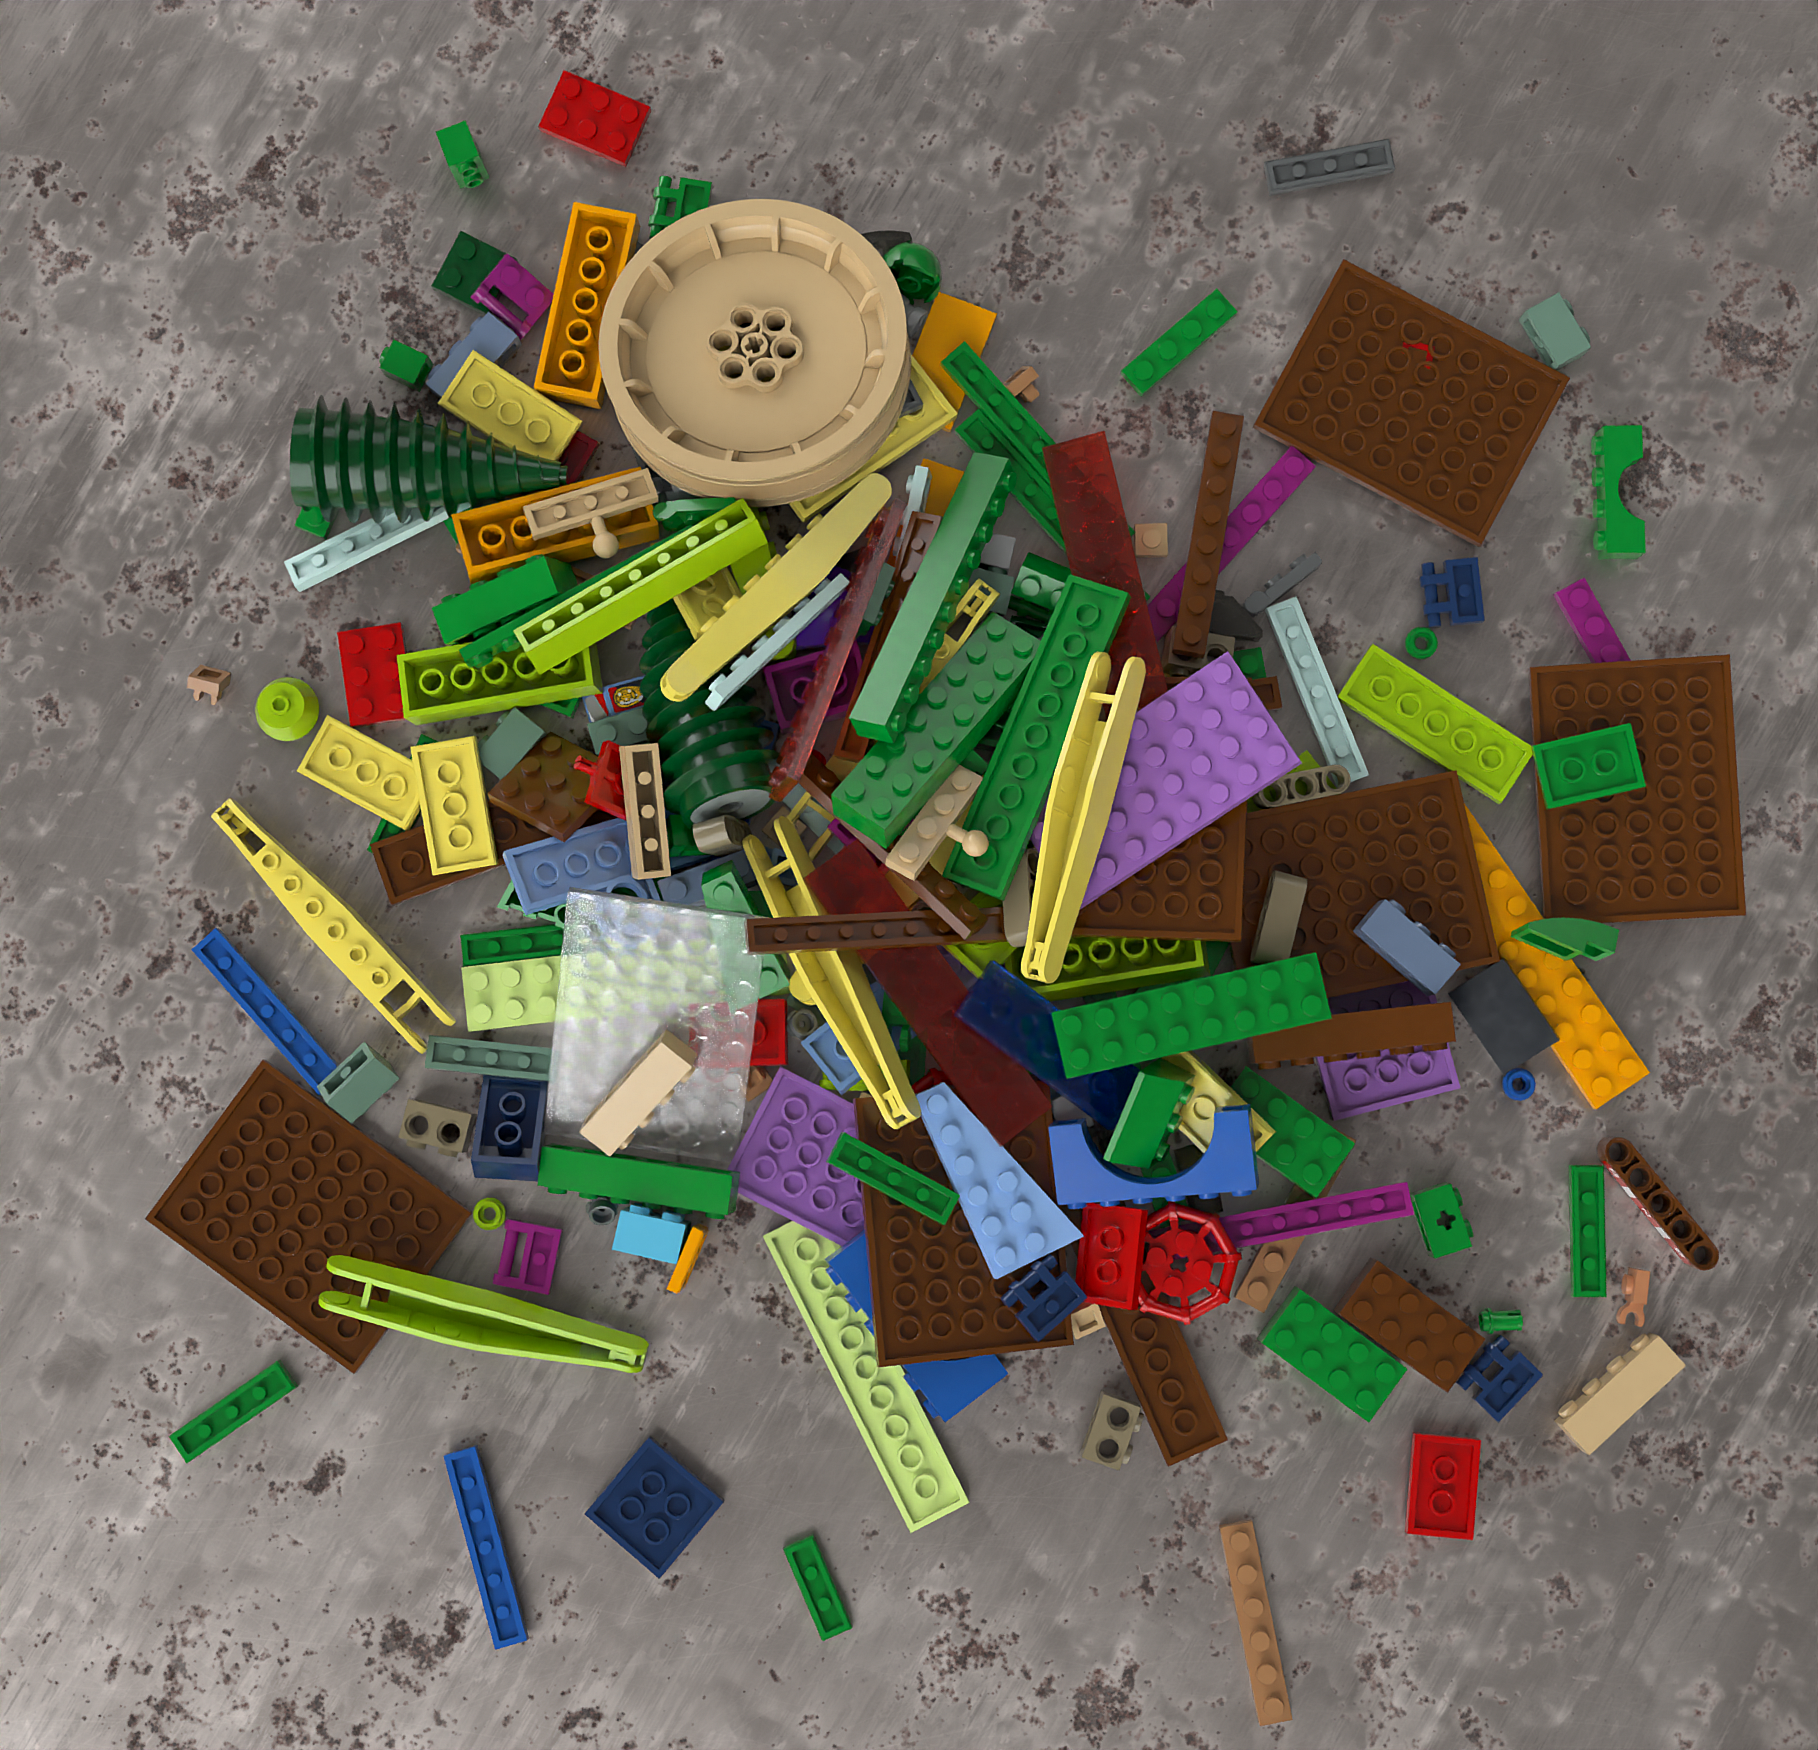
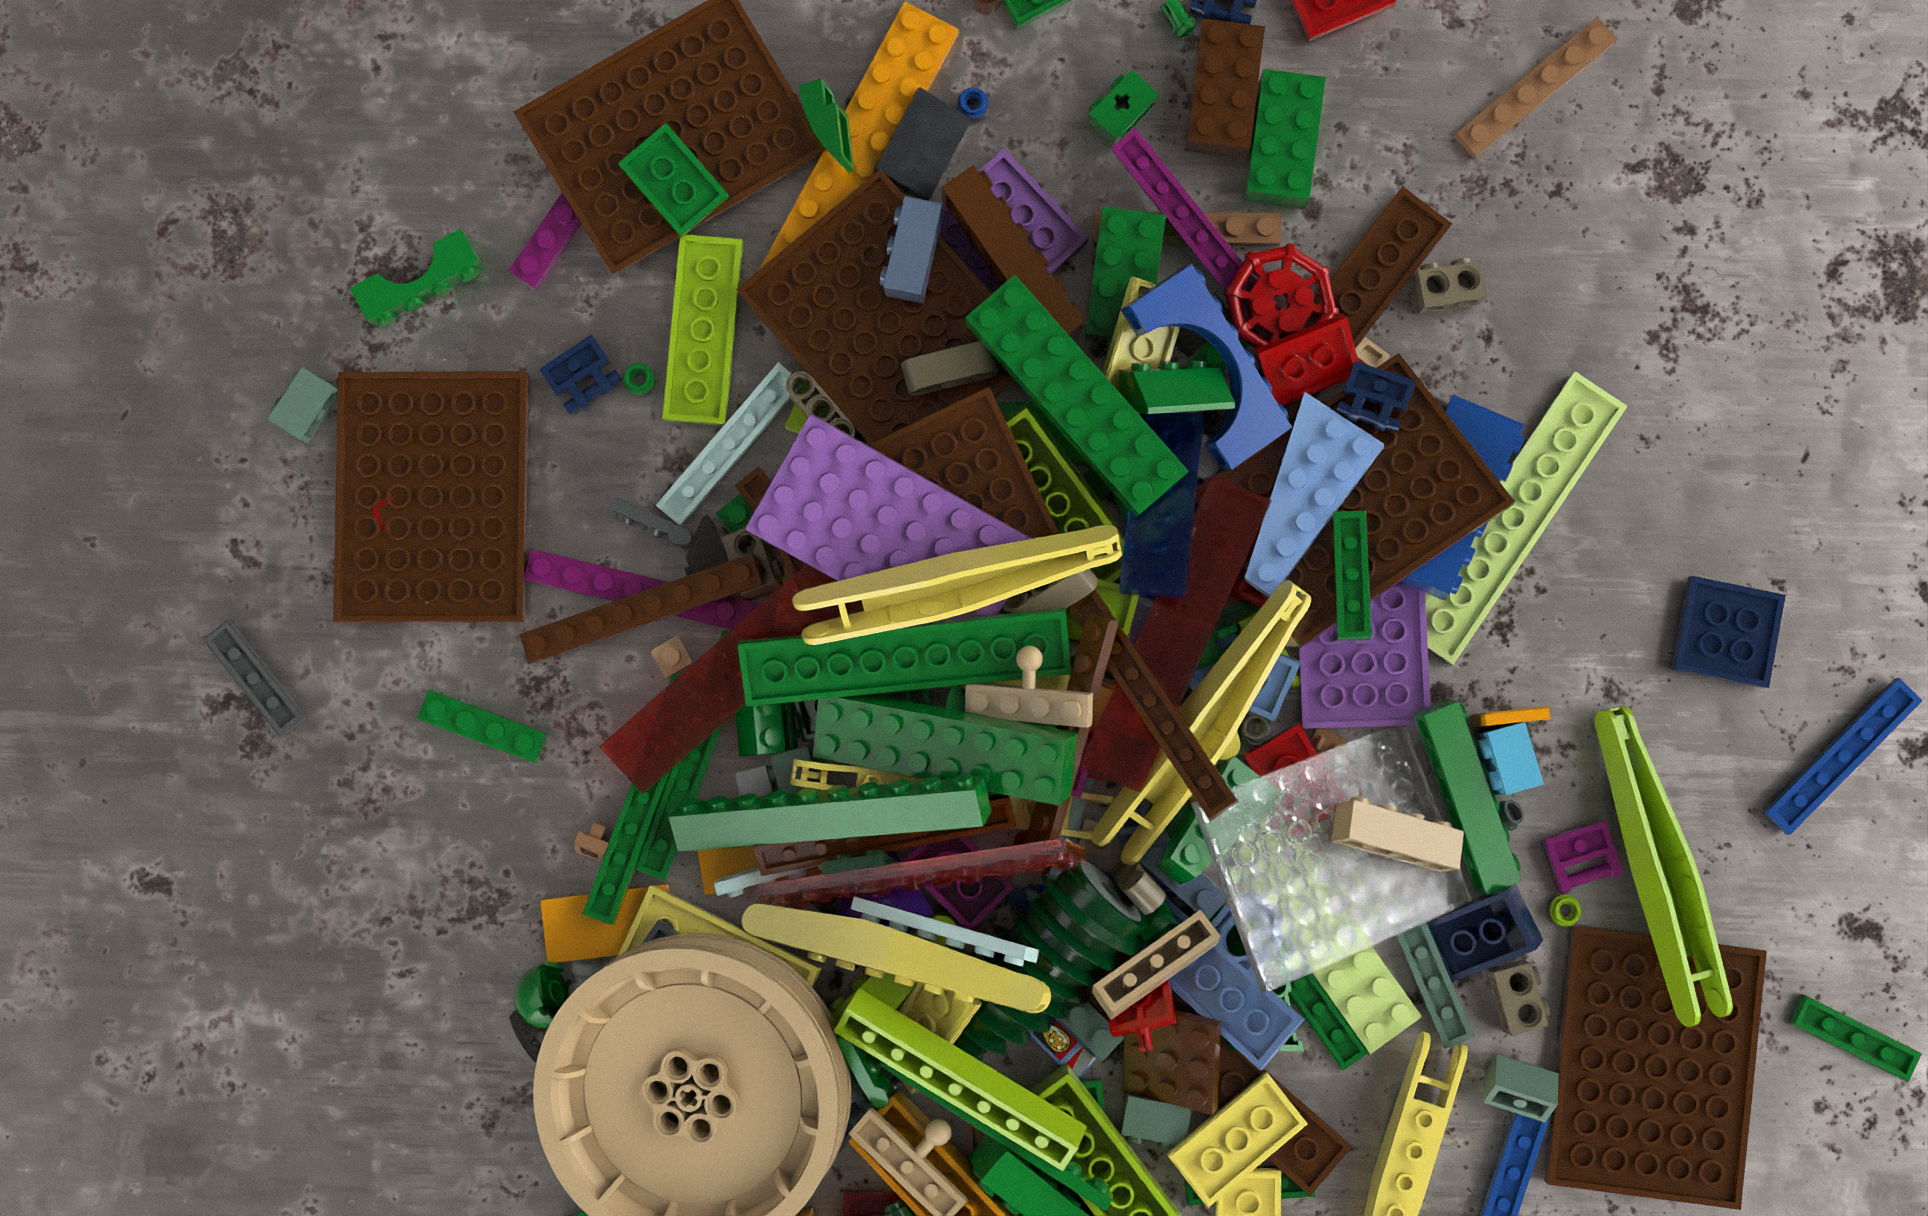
camera: 120 degrees left, 0 degrees up
(818, 1587) = (1714, 459): green tile -> none

